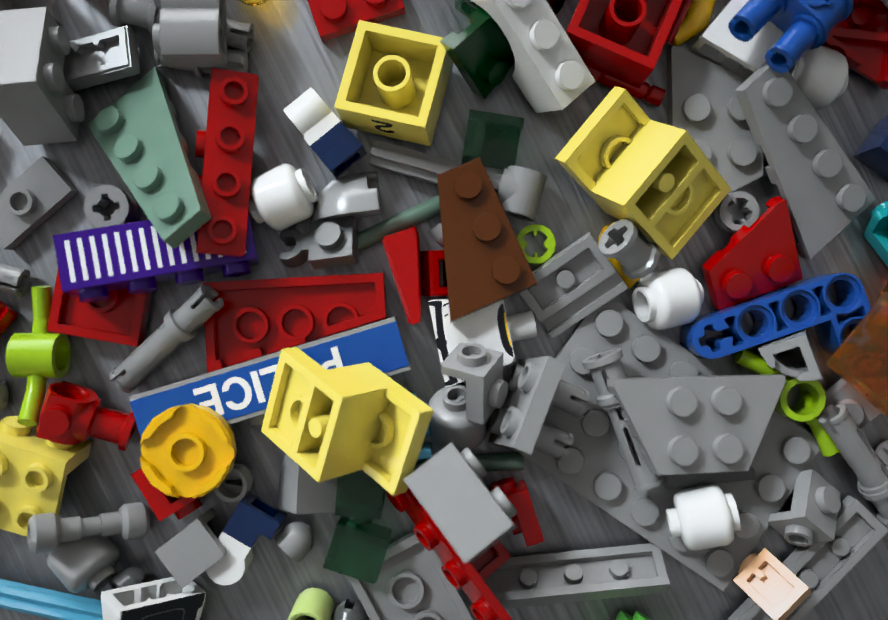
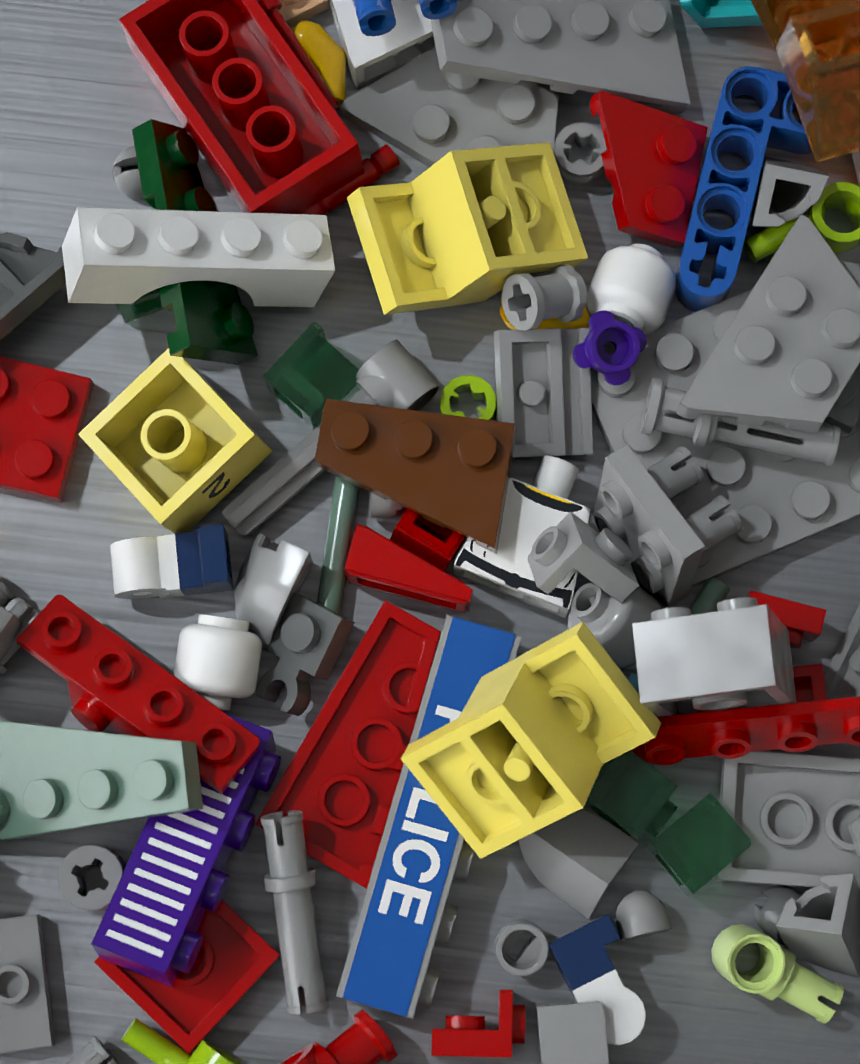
camera: 55 degrees left, 10 degrees down
(187, 451) = (448, 962): yellow tile -> none
(632, 319) = (627, 344): none -> dark purple plate

